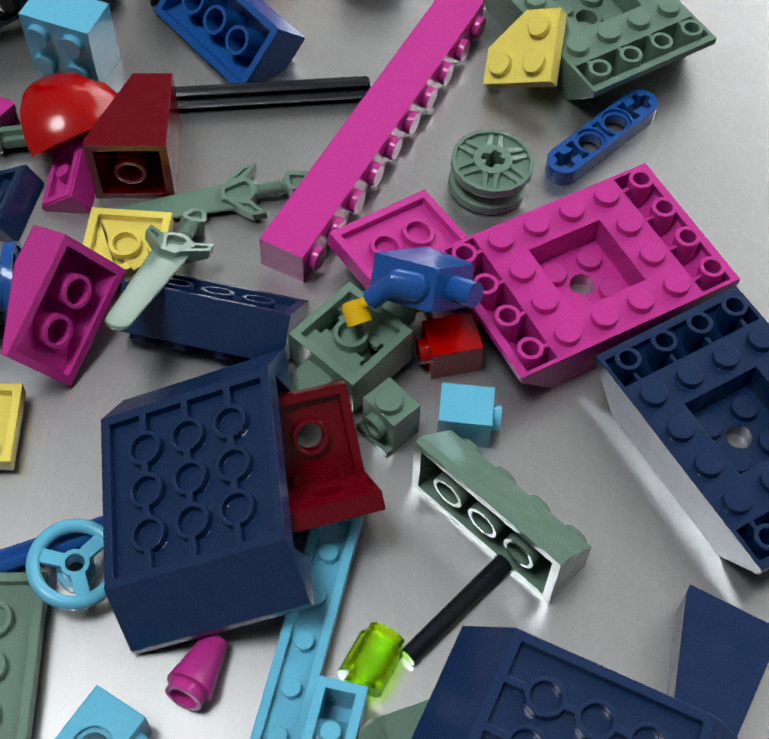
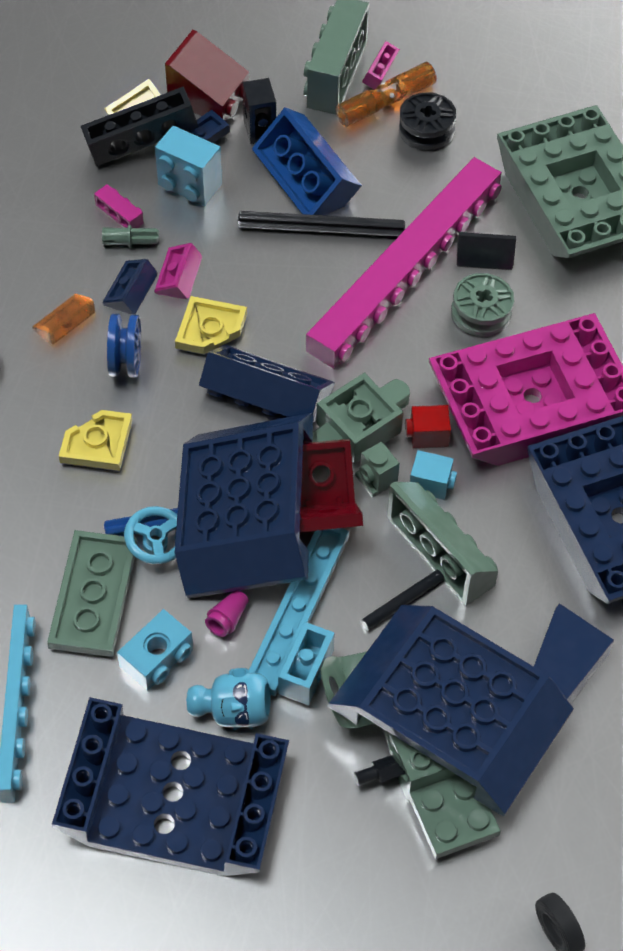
camera: 10 degrees right, 0 degrees up
(57, 303) = (162, 361): dark pink slope -> none
(61, 110) = (181, 220): red brick -> none
(137, 141) = (229, 252): dark red slope -> none
(167, 255) = (240, 338): sword -> none
(236, 195) = (293, 299): sand green sword -> none
(373, 658) = (342, 620): clear neon green brick -> none
(402, 225) = (403, 348): dark pink plate -> none
(418, 280) = (411, 377): blue torso -> none
(481, 102) = (486, 251): none -> black slope
(527, 51) = (527, 215): light yellow plate -> none
(599, 134) = (569, 284): blue beam -> none

